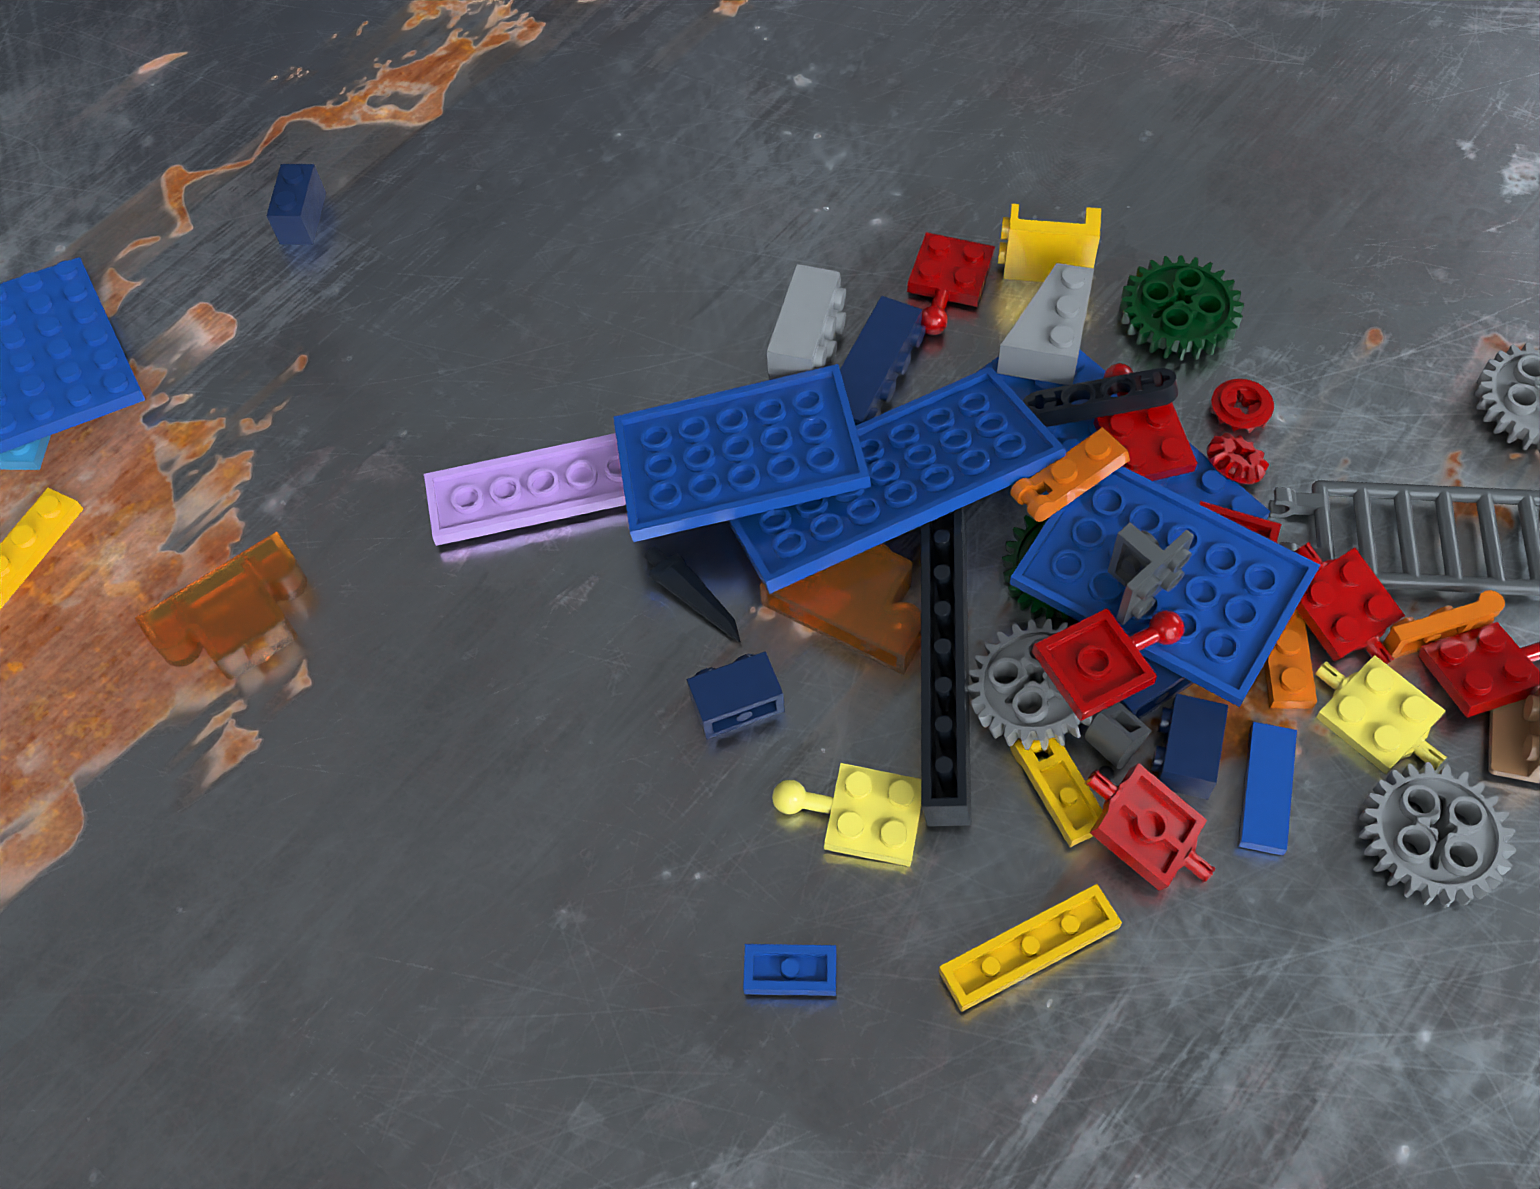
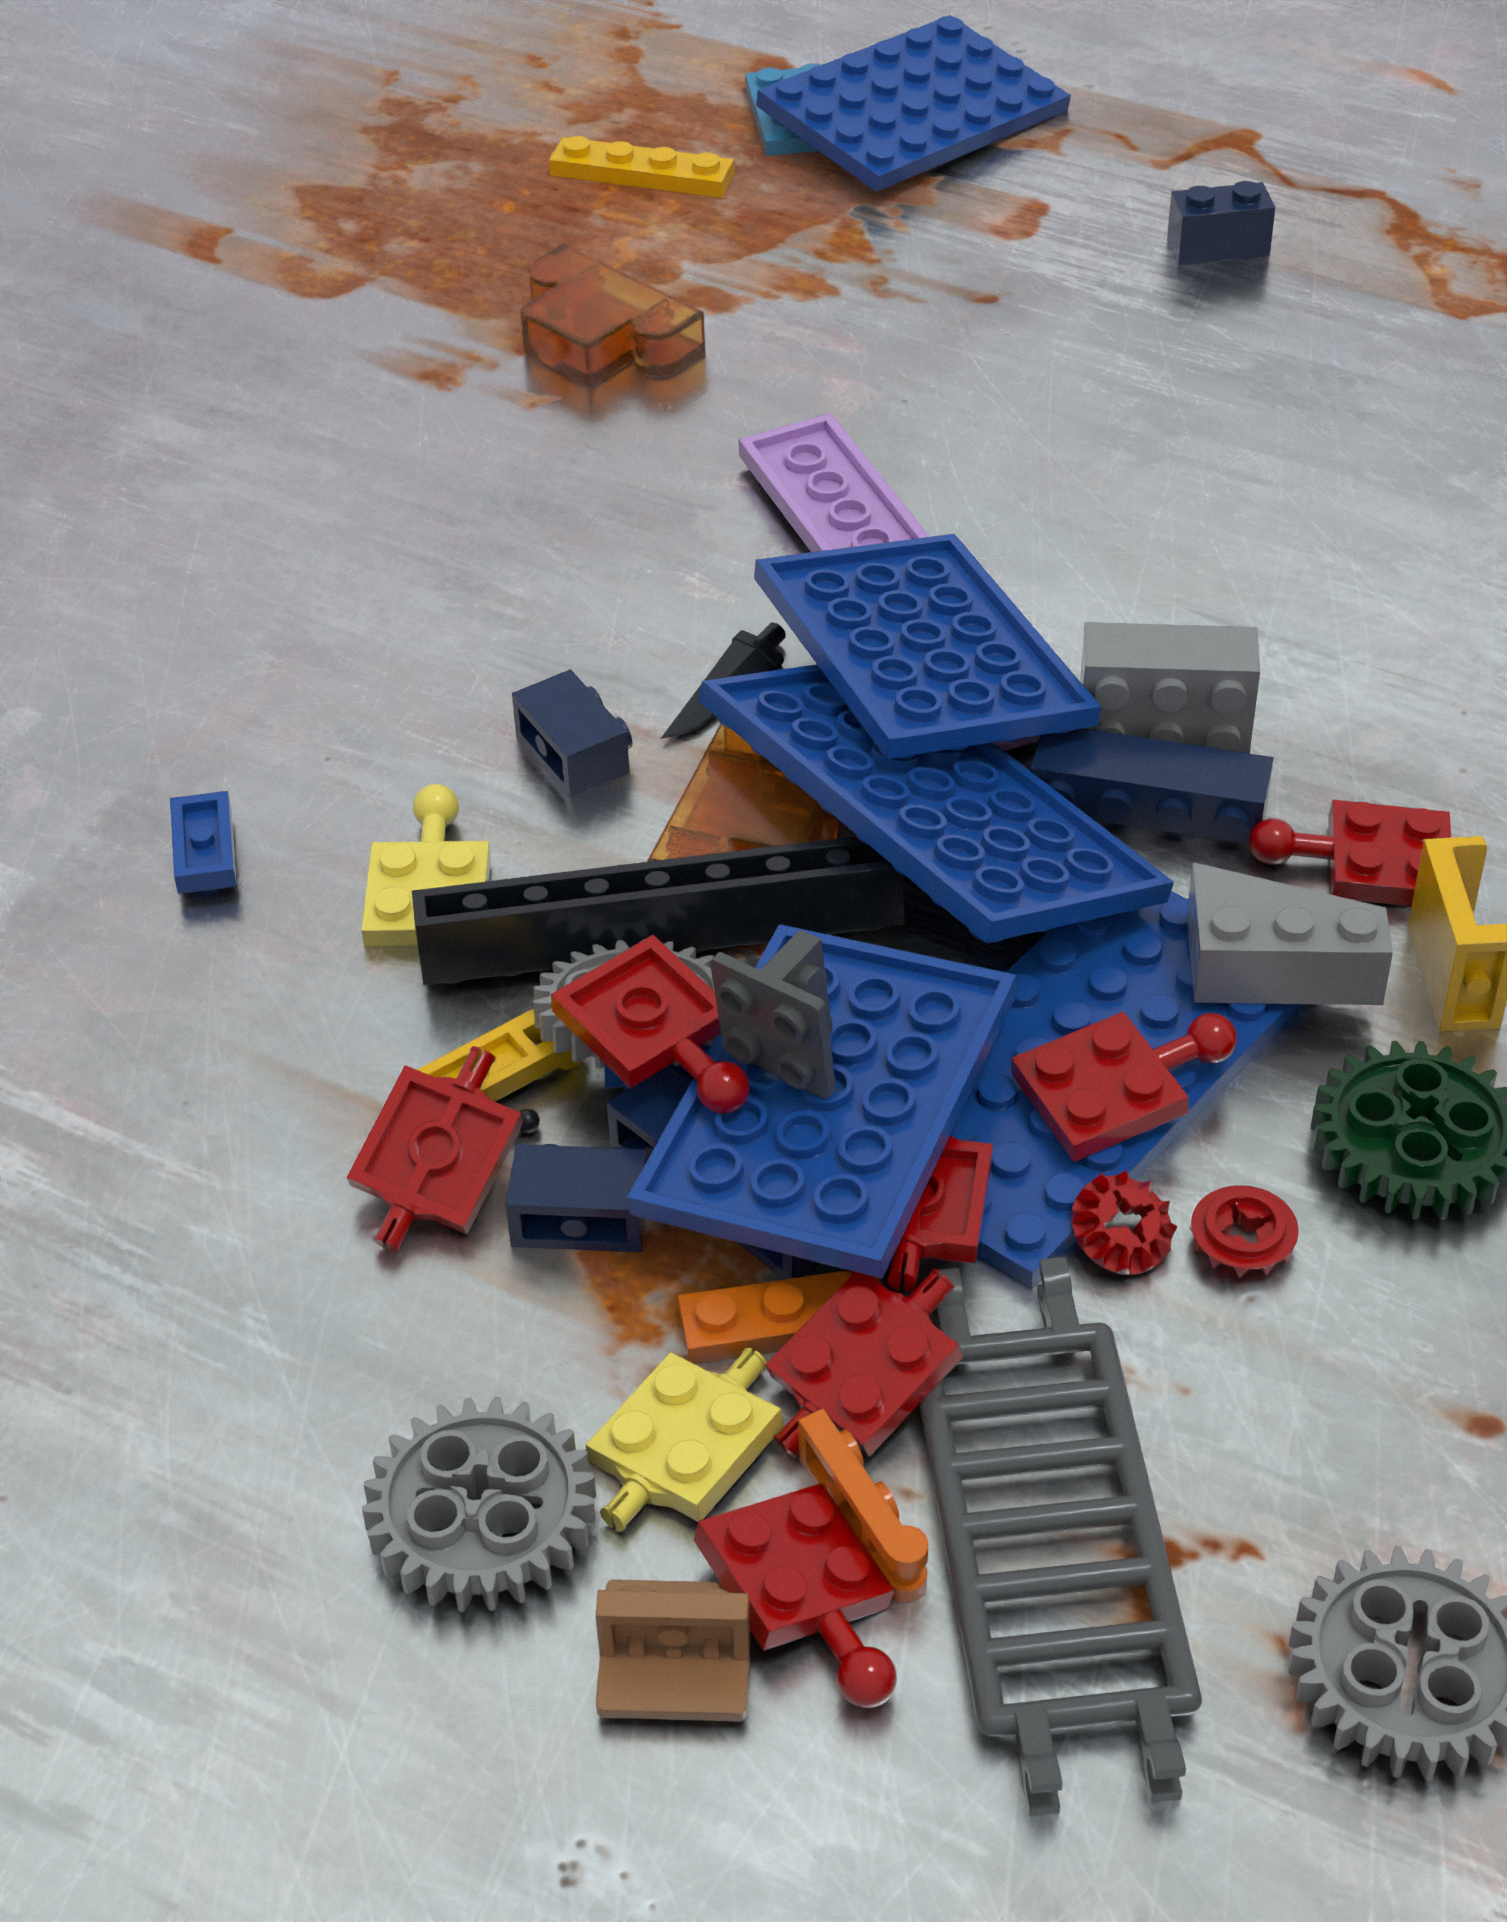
camera: 75 degrees right, 15 degrees down
(1029, 947) = (255, 1060): yellow plate -> none
(1070, 475) = (958, 949): orange plate -> none
(1117, 734) = (568, 1095): dark grey brick -> none
(1157, 385) = (1149, 1005): black beam -> none
(1268, 788) = (534, 1304): blue tile -> none

